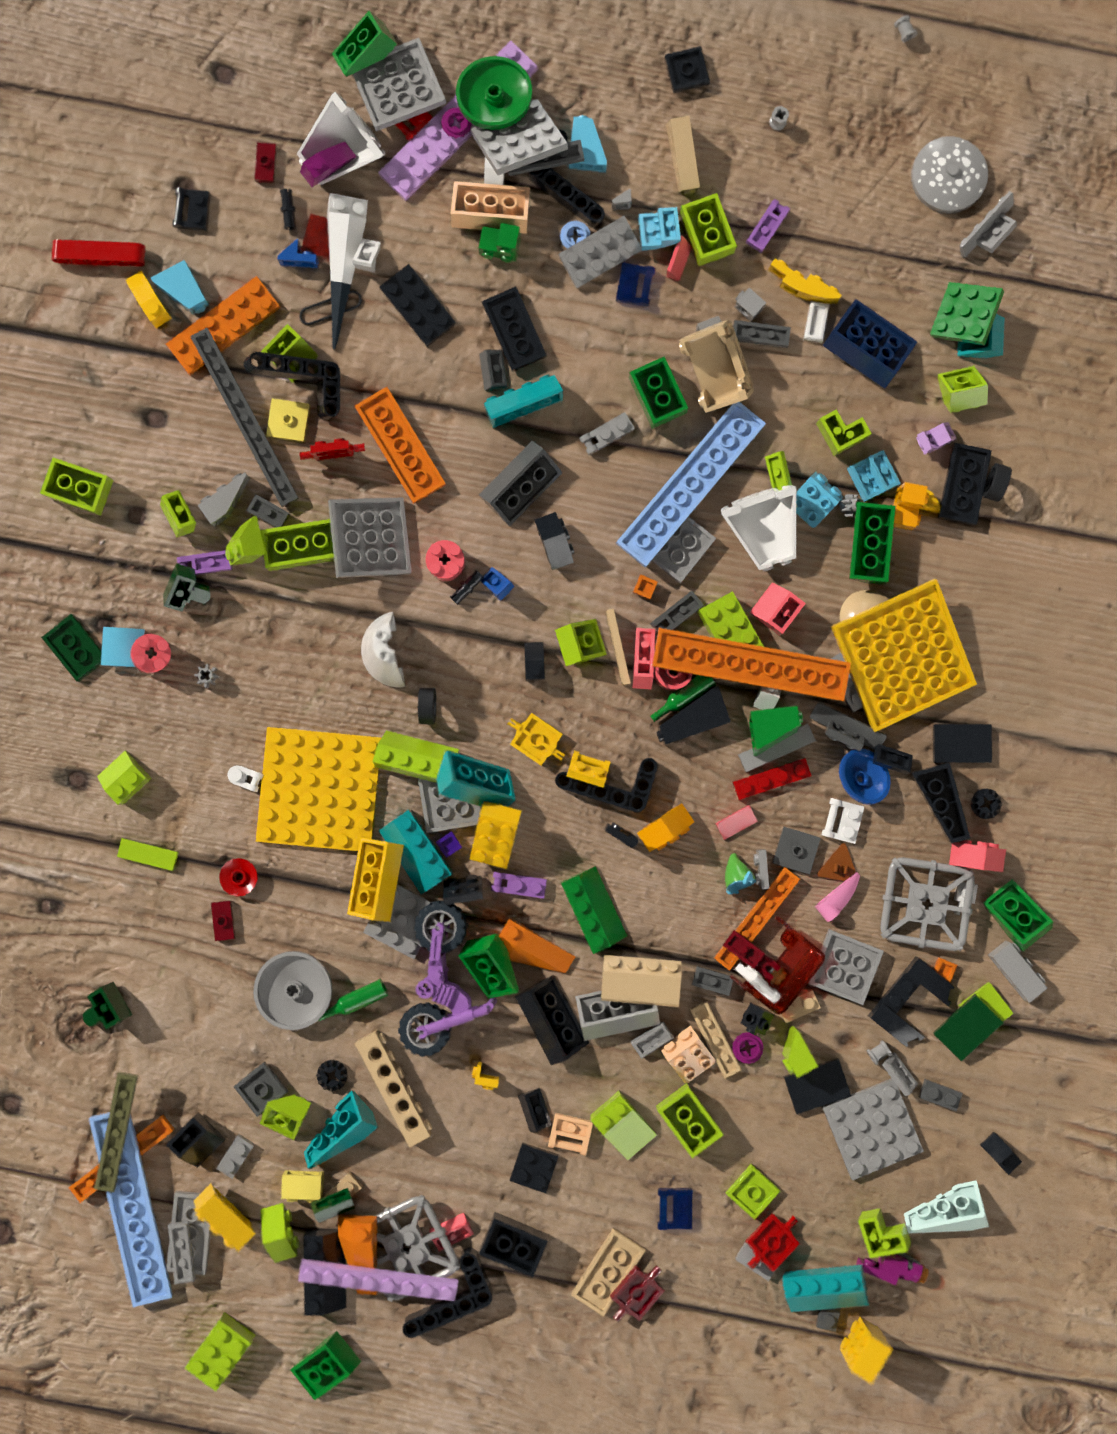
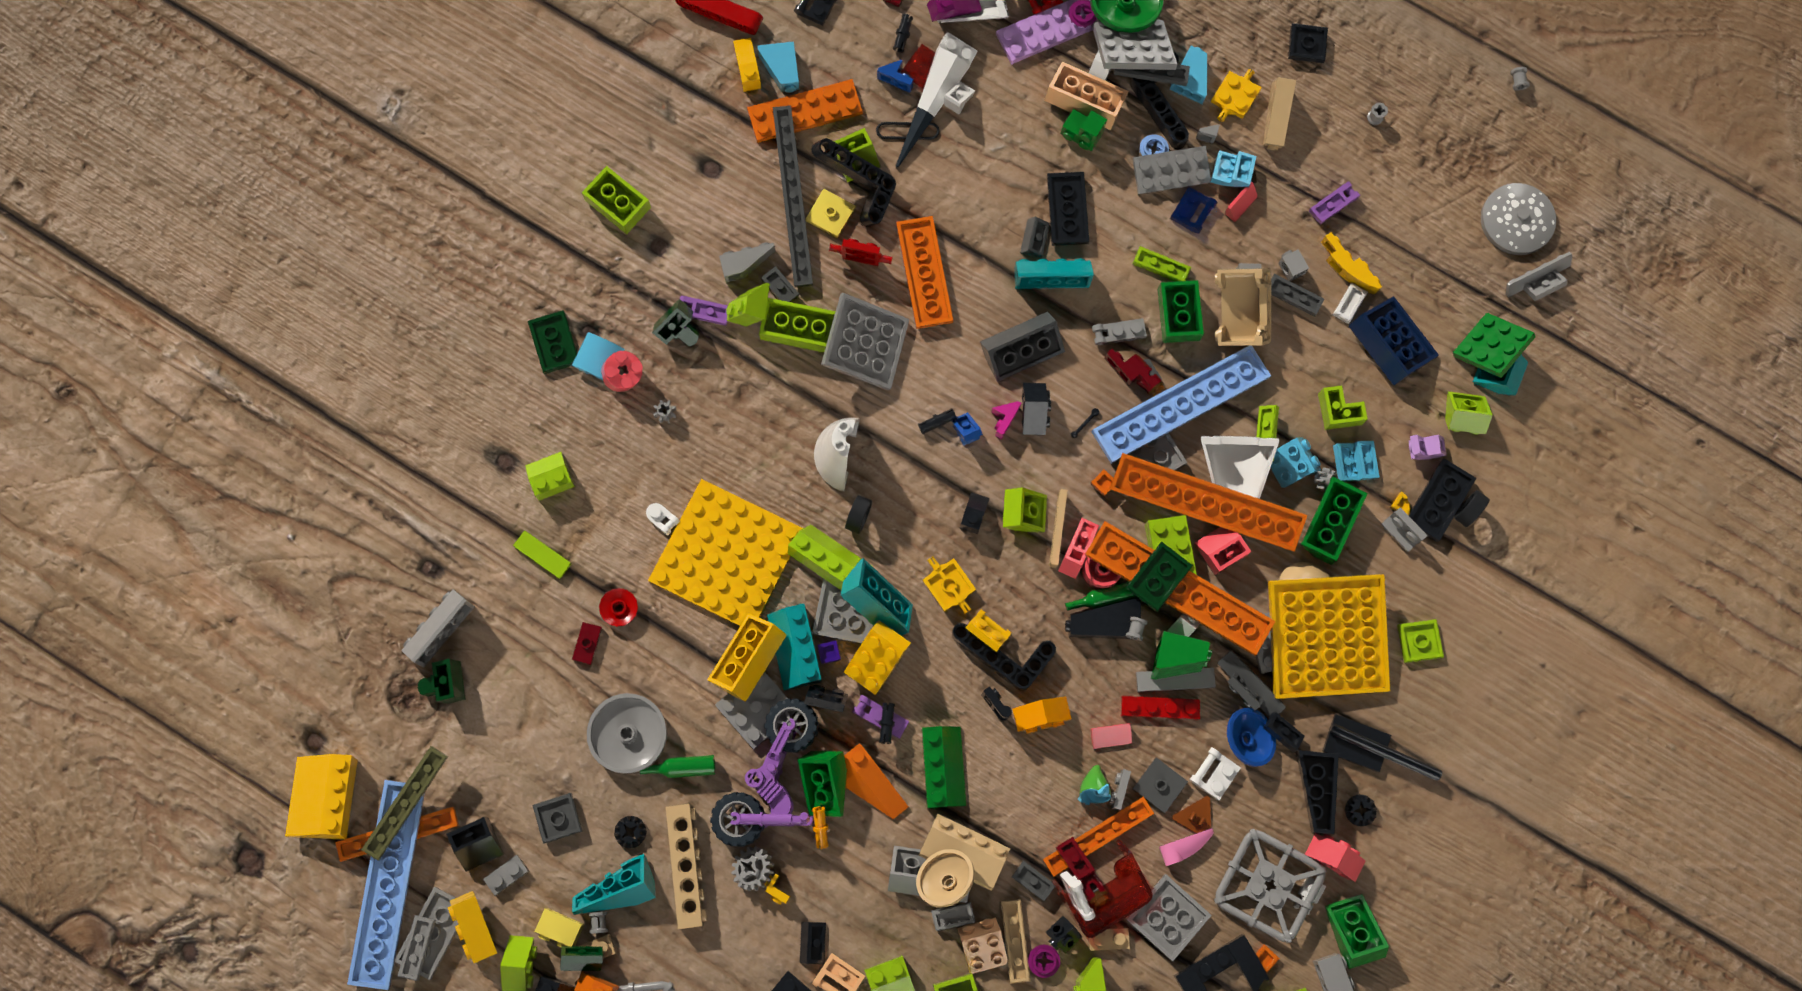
camera: 20 degrees right, 10 degrees down
(39, 1152) = (322, 796): none -> yellow slope
(79, 960) = (437, 628): none -> light grey slope
(177, 513) = (697, 257): lime brick -> none
(285, 1115) = (570, 852): lime slope -> none
(335, 1173) = (594, 922): none -> light grey bush
(417, 305) = (987, 157): black plate -> none
(453, 567) = (919, 381): coral brick -> none
(458, 1065) = (760, 863): none -> light grey gear
(502, 1007) = (820, 827): none -> light orange pin
(527, 891) = (887, 723): none -> black pin
(529, 554) = (1007, 413): none -> dark pink slope
(552, 1020) = (863, 859): black slope -> none
(612, 521) = (1095, 412): none -> black hinge
(624, 352) = (1161, 265): none -> lime tile
(624, 1013) = (941, 870): none -> tan dish
(635, 150) = (1236, 95): none -> yellow plate
(638, 464) = (1136, 369): none -> dark red plate
(678, 612) = (1128, 517): dark grey plate -> none
(707, 229) = (1278, 185): lime brick -> none
(724, 717) = (1136, 628): none -> light grey bush
(728, 662) = (1159, 576): none -> dark green tile
(749, 570) = (1208, 502): none -> orange plate
(908, 501) = (1381, 495): light orange brick -> none
(940, 526) = (1403, 529): none -> light grey bracket
(986, 742) = (1386, 752): none -> black axle
(989, 625) = (1420, 641): none -> lime tile

